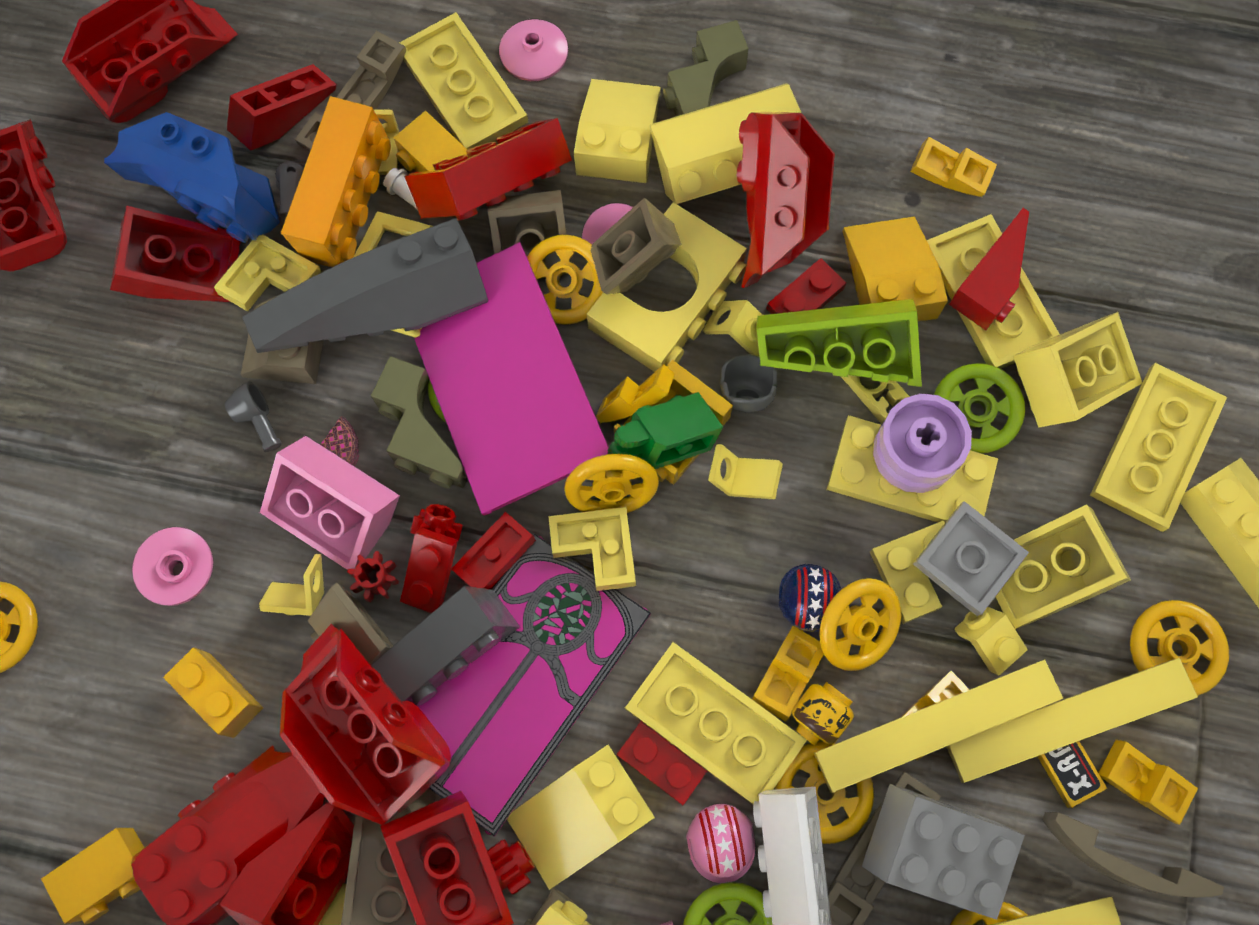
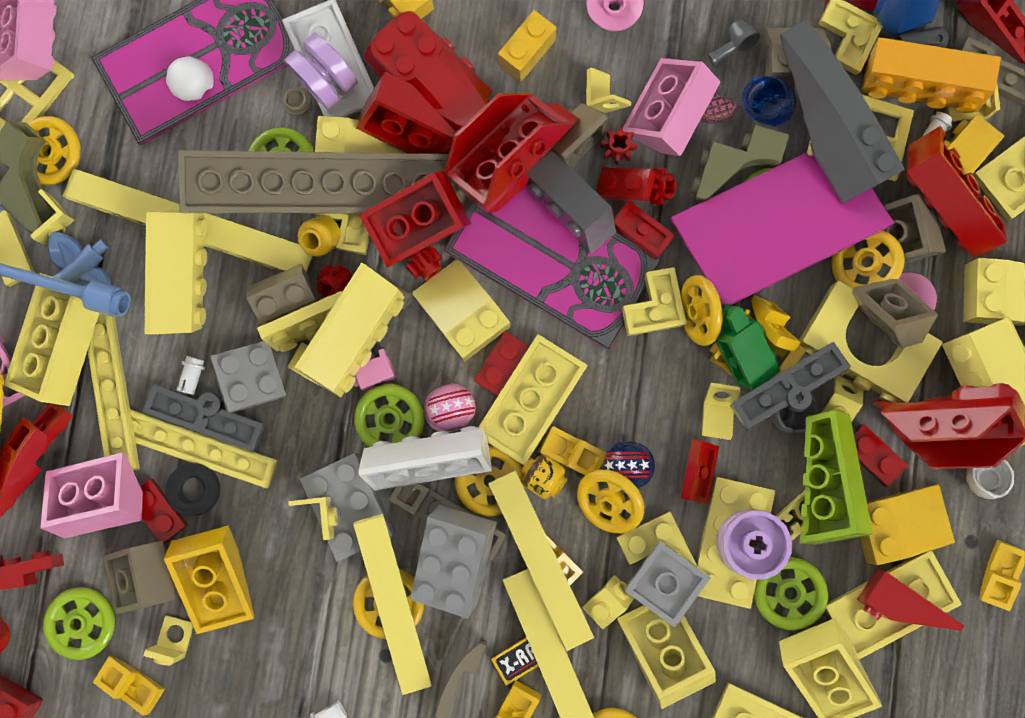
camera: 90 degrees right, 10 degrees up
(338, 374) = (770, 102): none -> clear blue helmet
(722, 381) = (790, 387): none -> dark grey hinge
(822, 506) = (700, 471): none -> red plate
(848, 169) = (991, 482): none -> white hair

